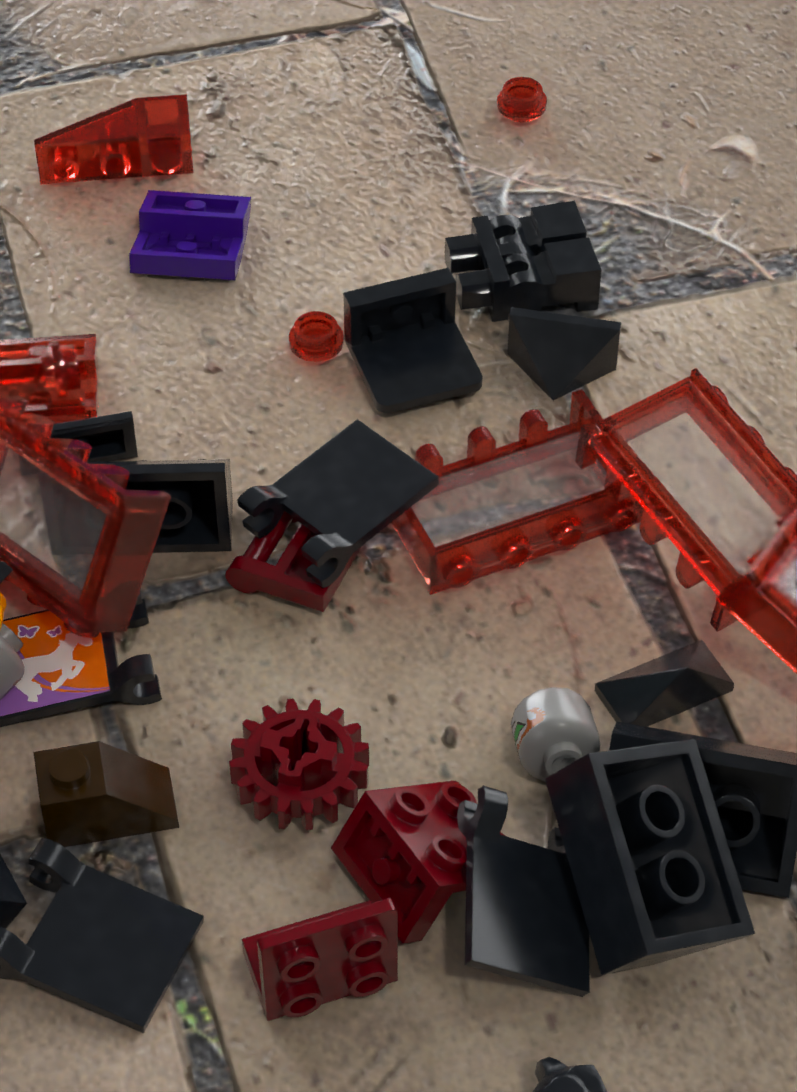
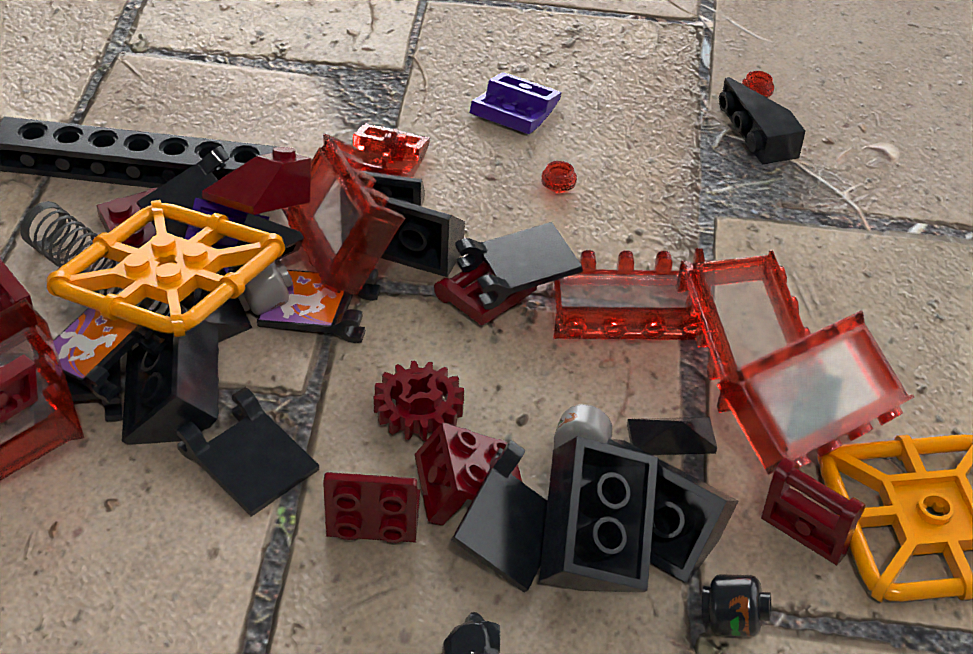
camera: 20 degrees right, 5 degrees down
(102, 794) = (294, 377): dark brown slope -> none
(123, 142) = (500, 42): clear red slope -> none
(409, 341) = (613, 193): black bracket -> none
(525, 262) = (709, 172): black hips -> none
(557, 158) = (765, 126): none -> black slope
(562, 349) = (708, 226): black slope -> none

